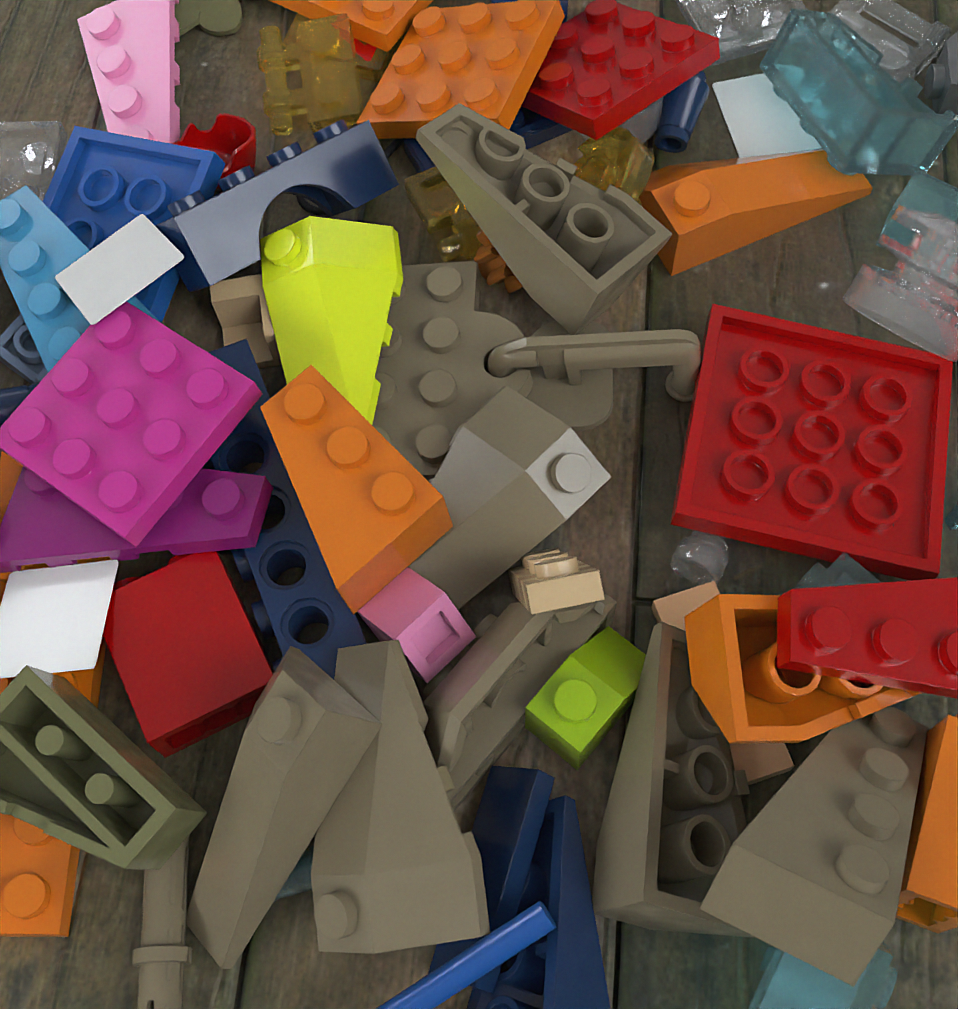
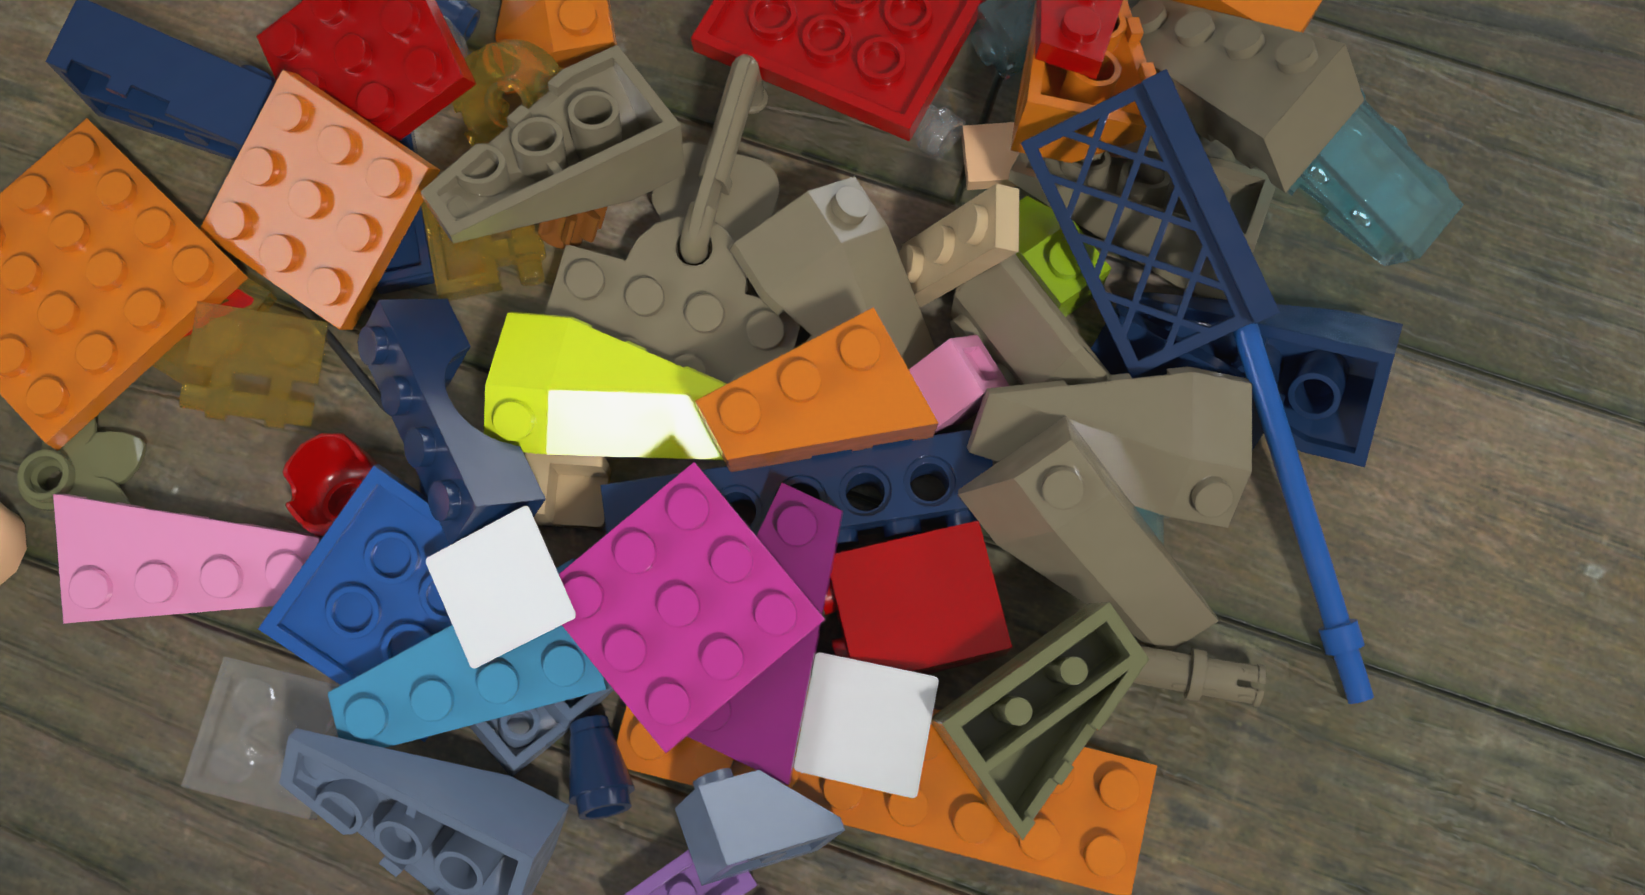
camera: 80 degrees left, 10 degrees up
(655, 825) = (1204, 204): none -> dark blue fence

